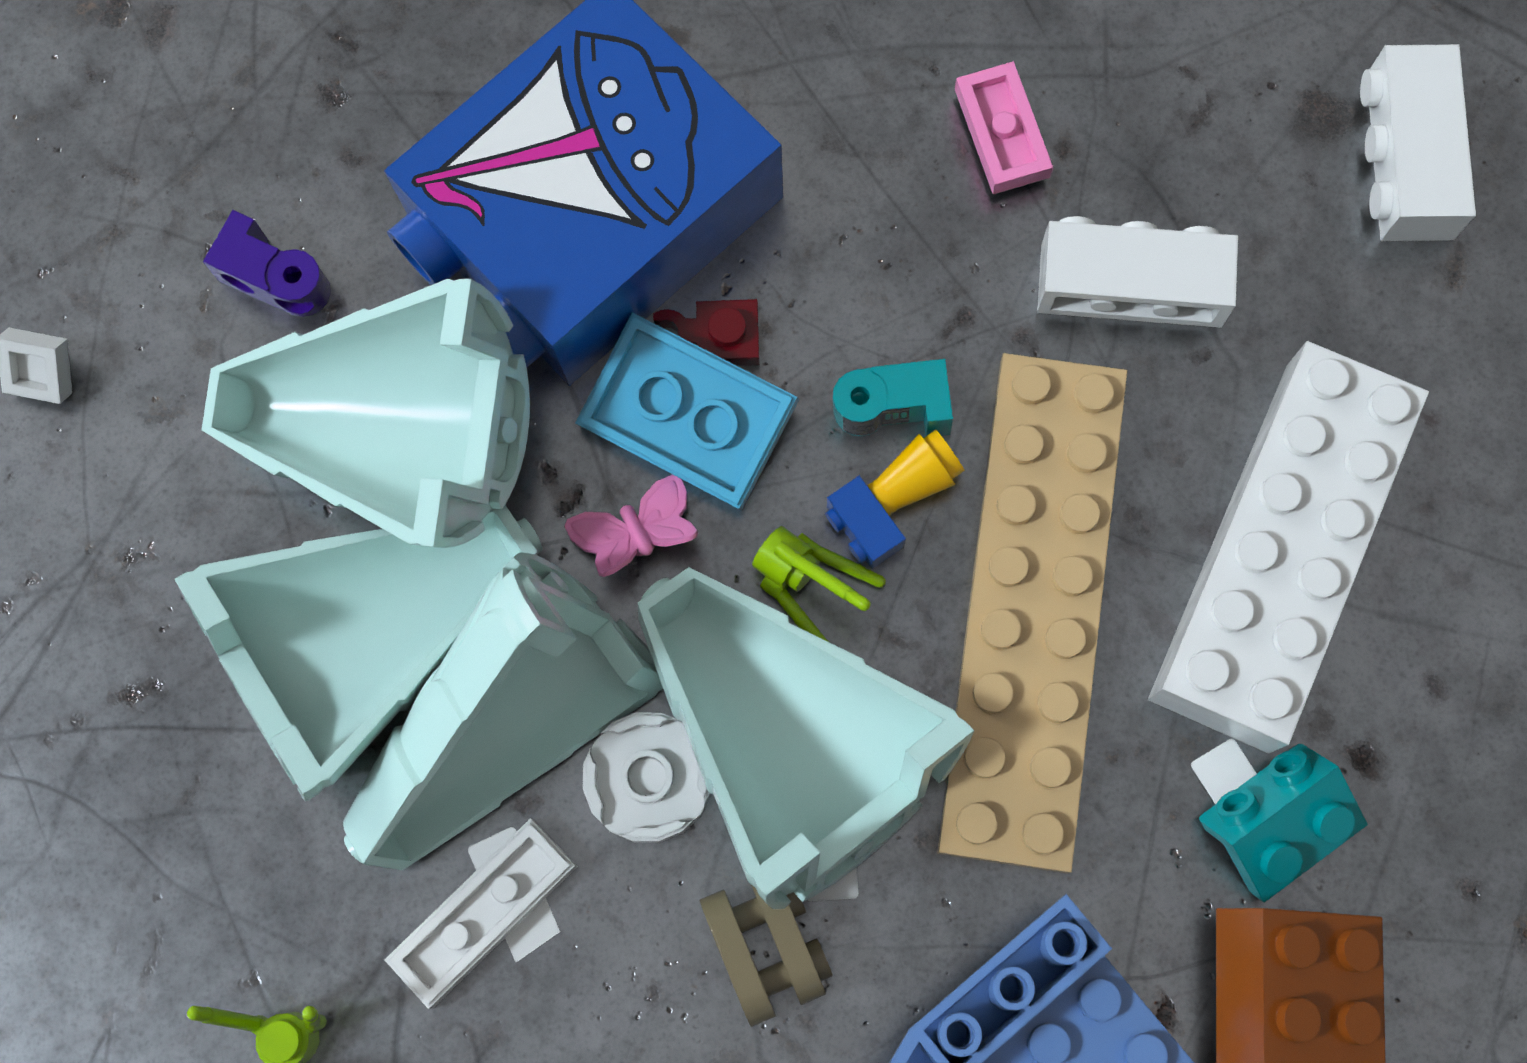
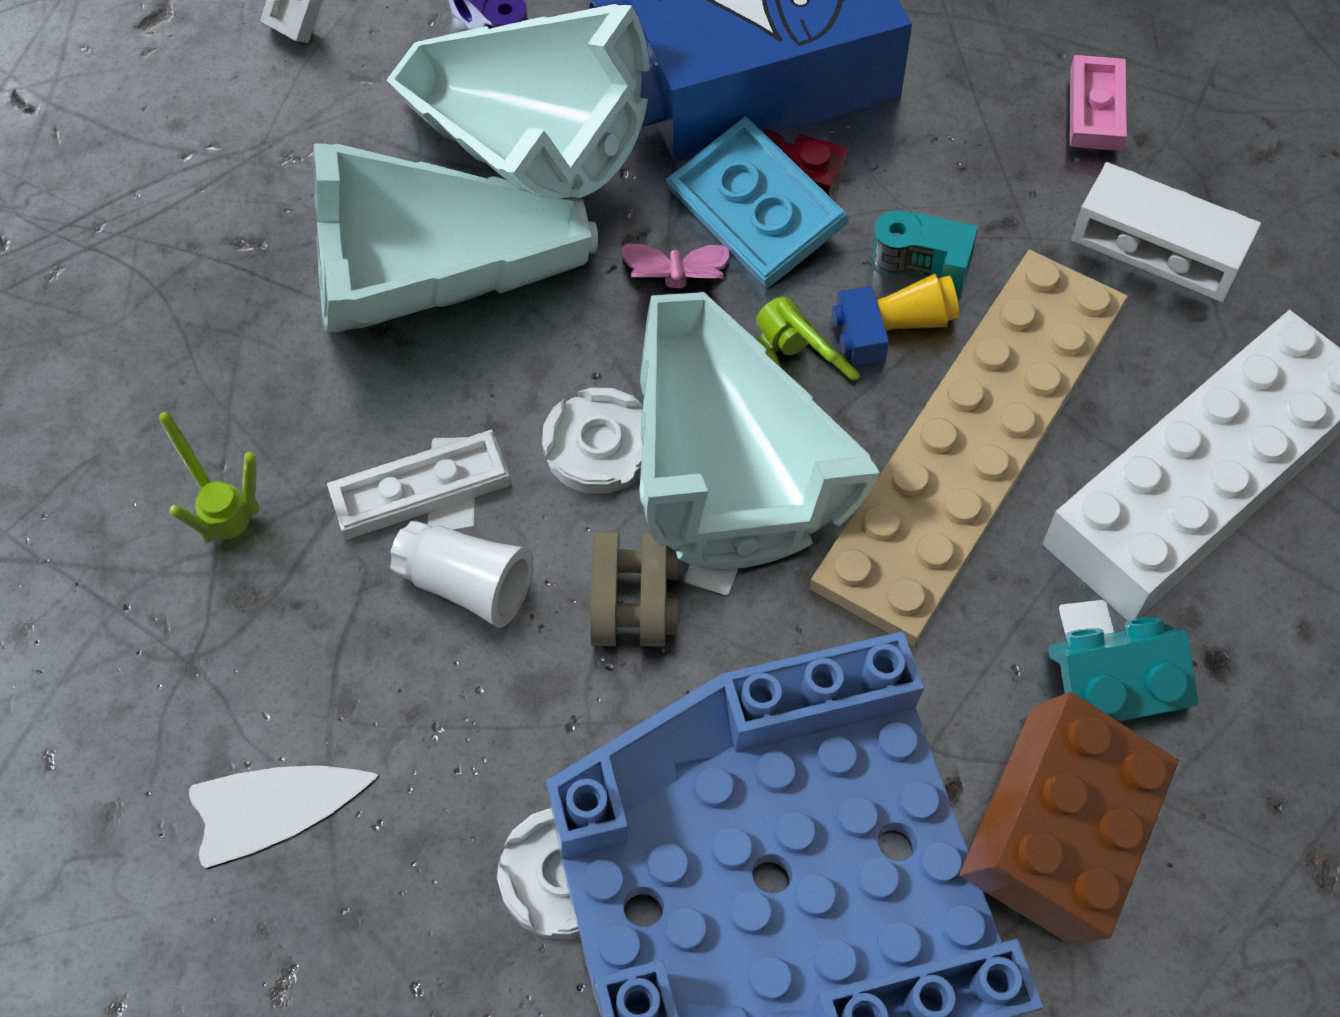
camera: 20 degrees right, 15 degrees down
(507, 703) = (504, 331): light aqua cone -> none
(580, 1003) = (464, 569): none -> white plant

